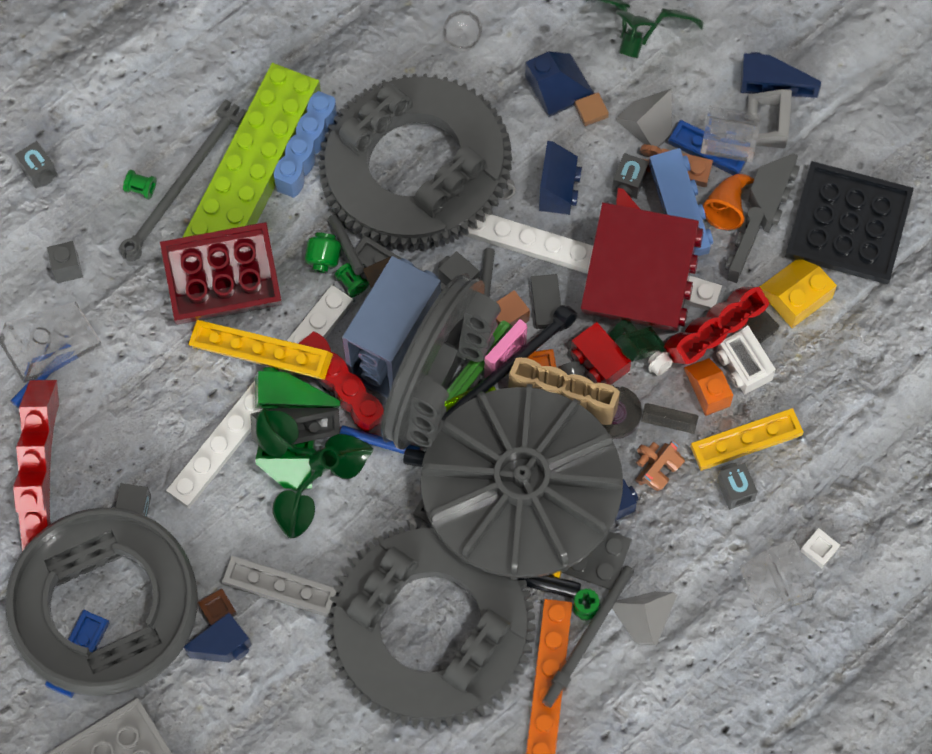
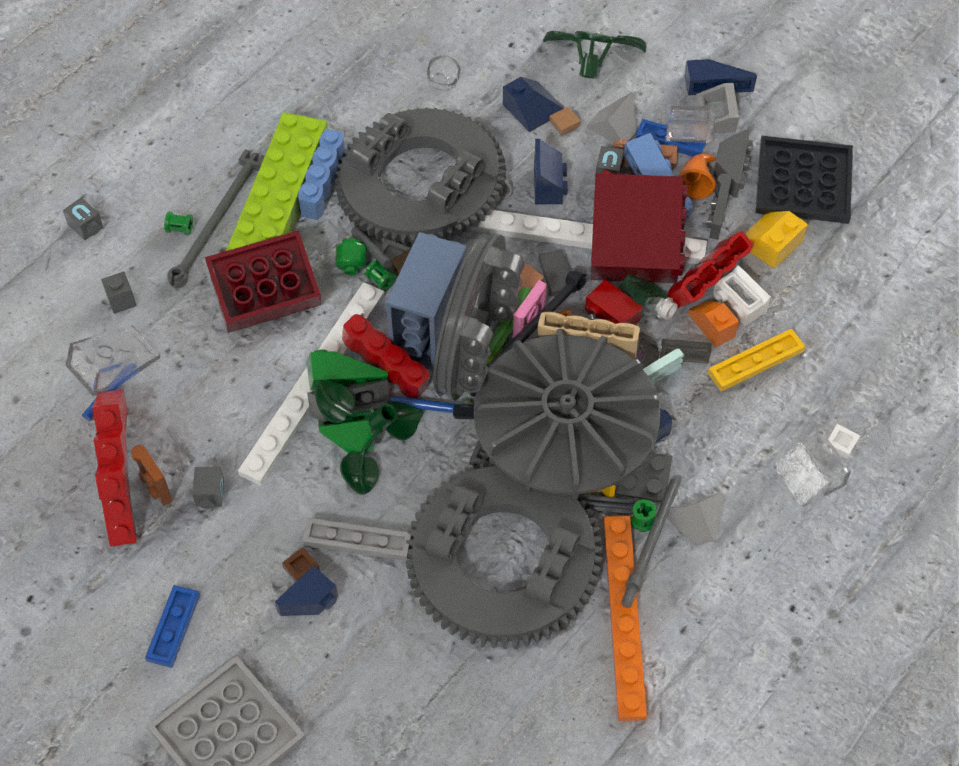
camera: 10 degrees left, 10 degrees down
(72, 483) = (151, 474): none -> dark orange plate
(77, 547) = (161, 529): dark grey piece -> none
(261, 349) = (309, 336): yellow plate -> none
(639, 435) = (664, 366): none -> light aqua tile
(666, 455) = (688, 382): nougat hips -> none
(736, 485) = (757, 398): dark grey brick -> none
(762, 326) = (750, 266): clear smoke tile -> none

